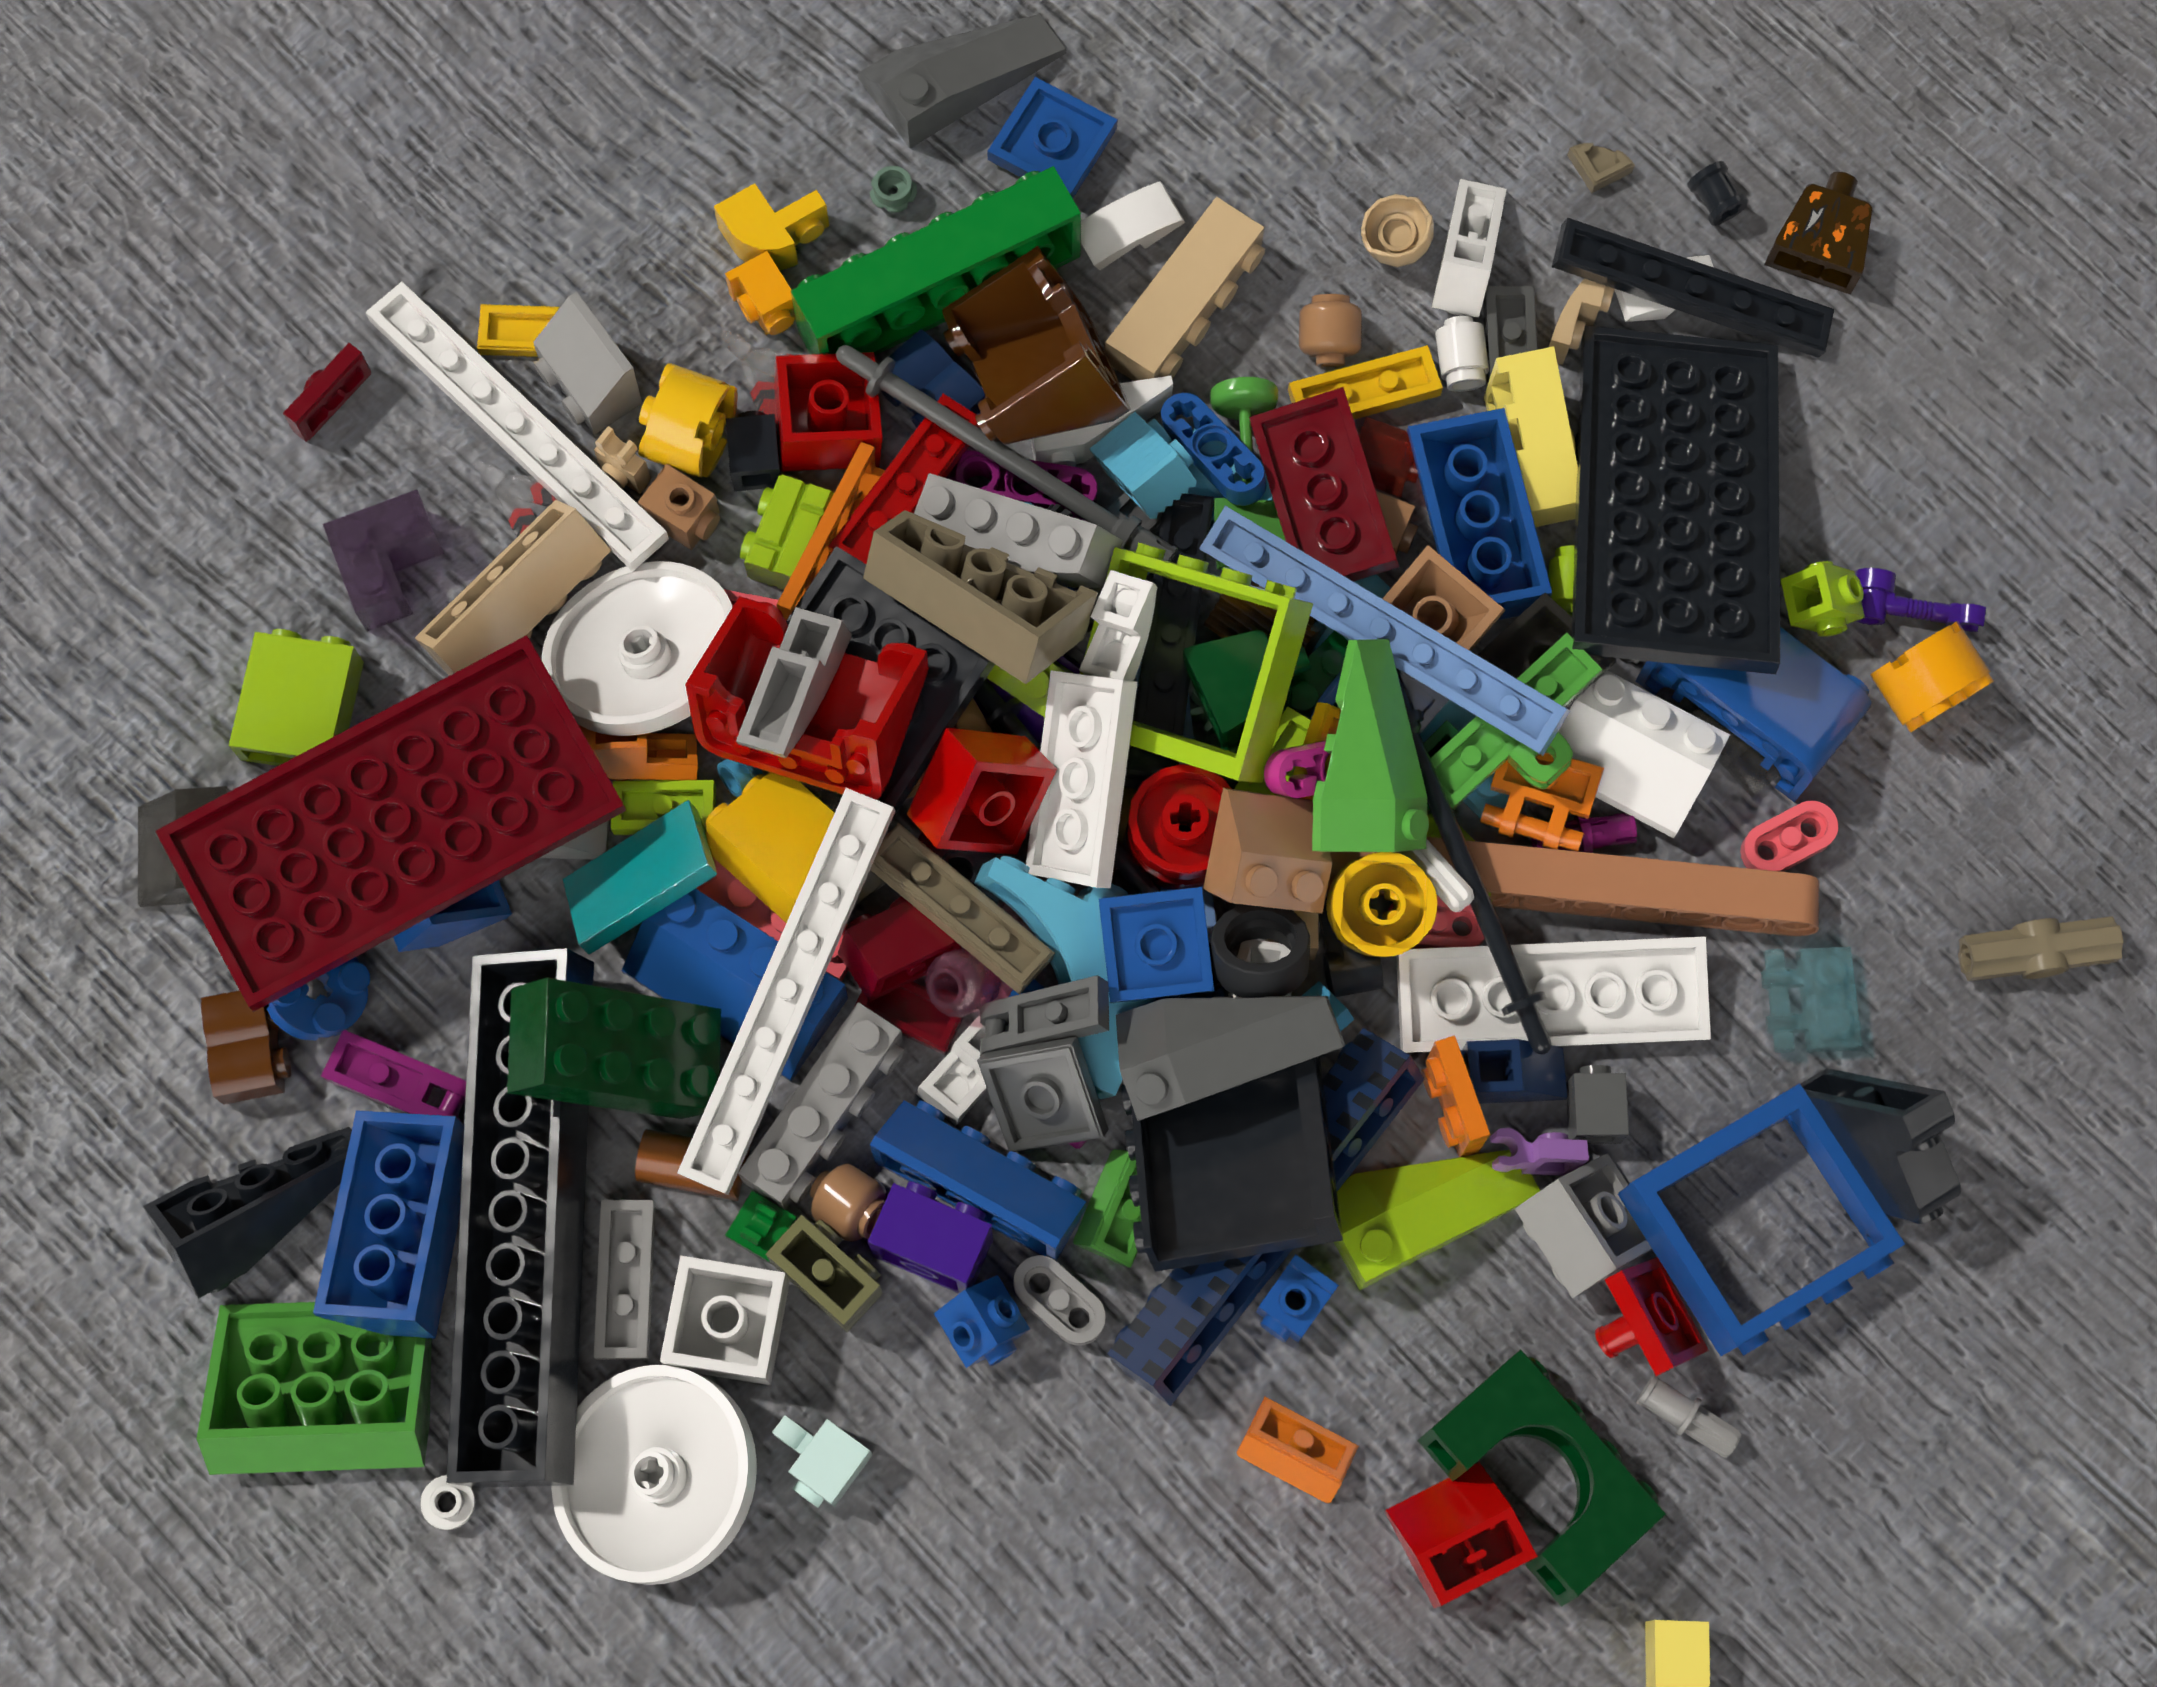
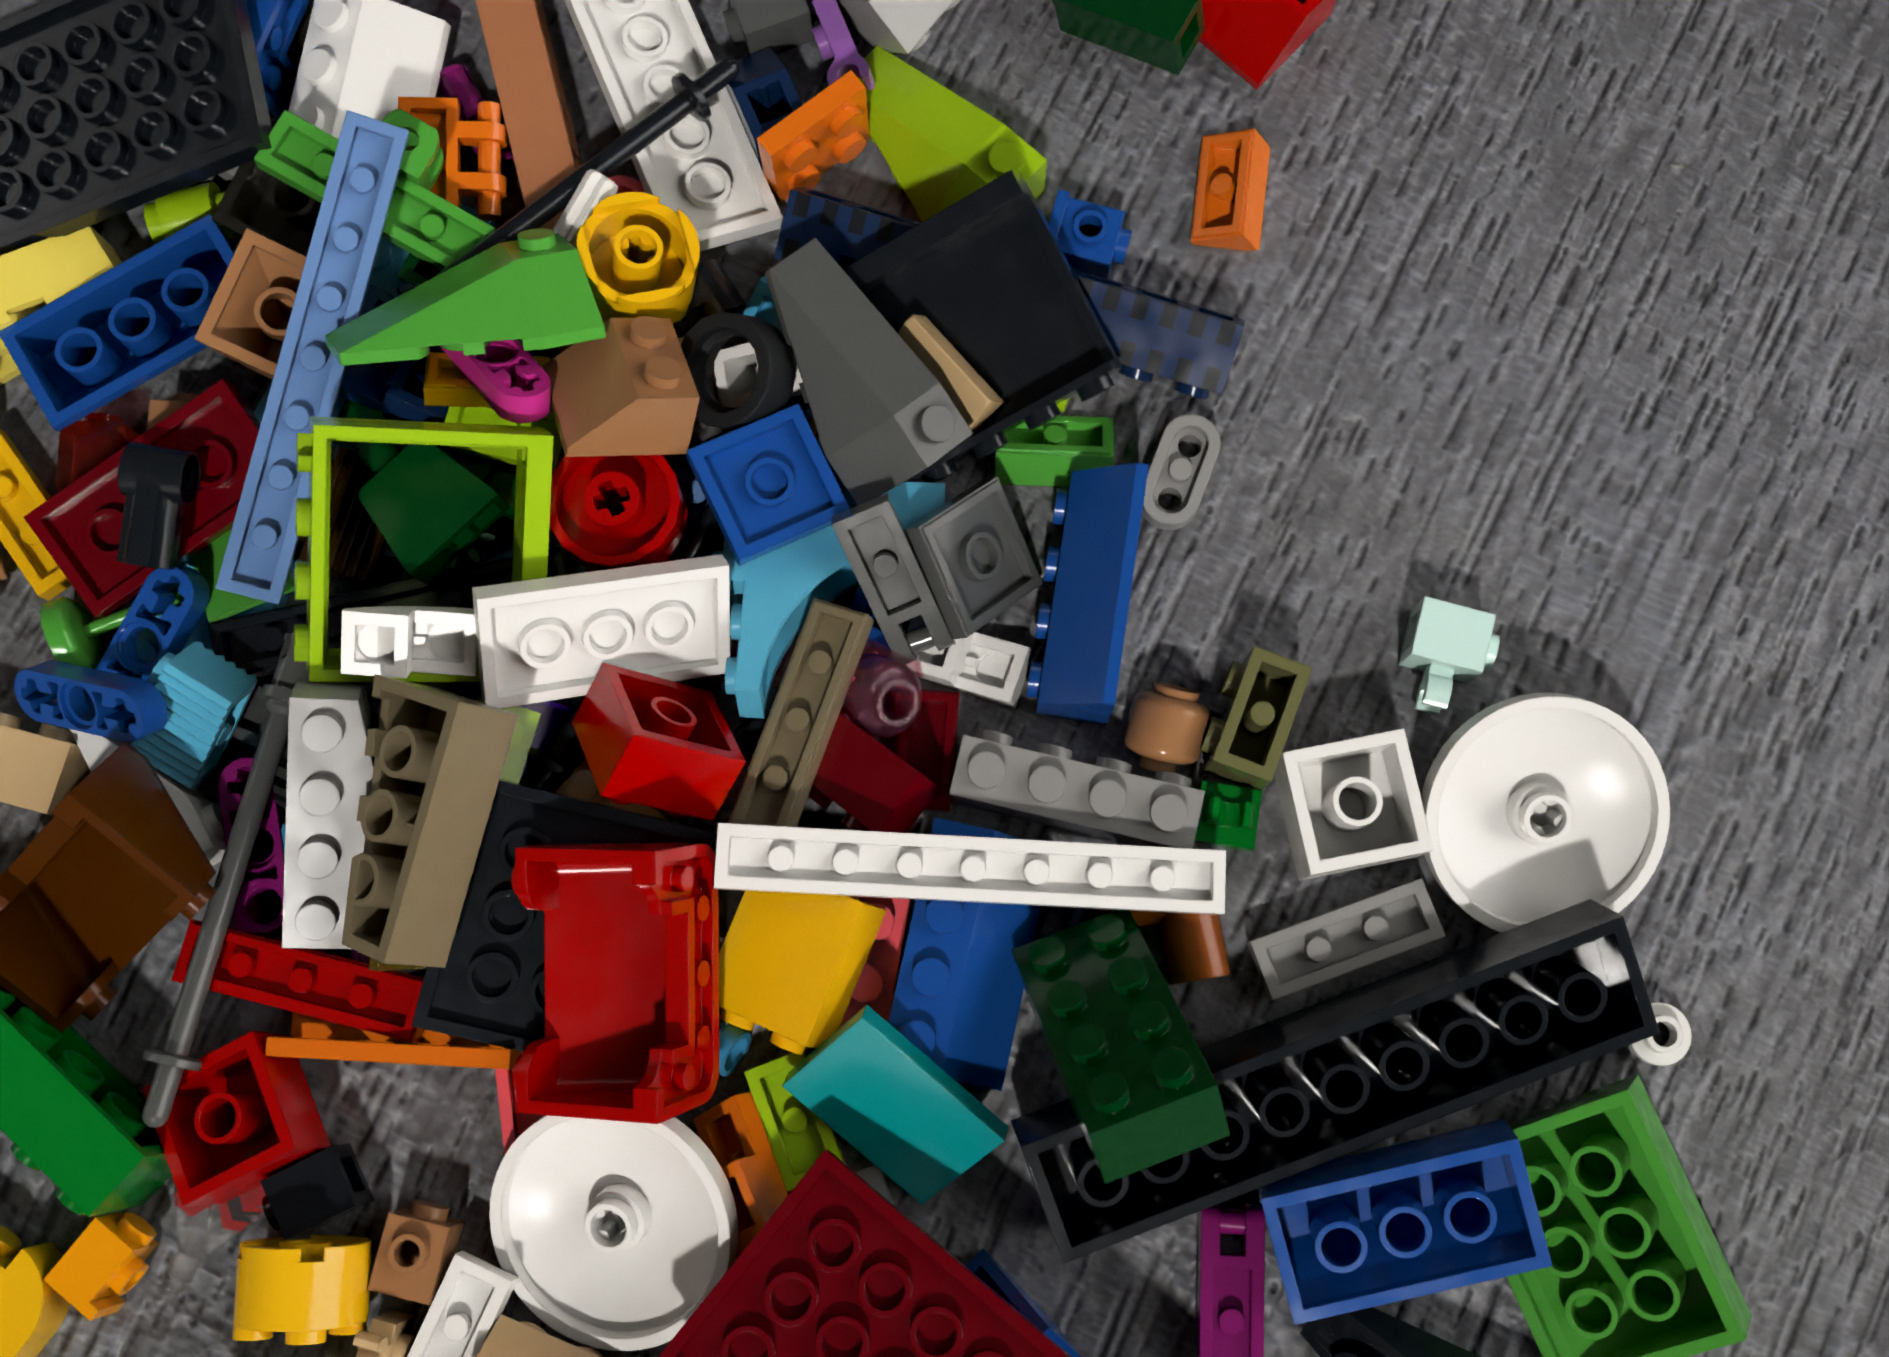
camera: 105 degrees left, 5 degrees up
(786, 526) = (408, 1106): lime brick -> none
(794, 682) = (607, 999): light grey slope -> none
(931, 1237) = (1179, 614): dark purple brick -> none
(933, 372) = (147, 1007): dark blue brick -> none
(983, 1323) = (1239, 535): blue brick -> none
(1177, 395) = (144, 704): none -> blue beam
(1203, 1123) = (964, 386): none -> tan slope
(1321, 487) = (157, 490): none -> black piece

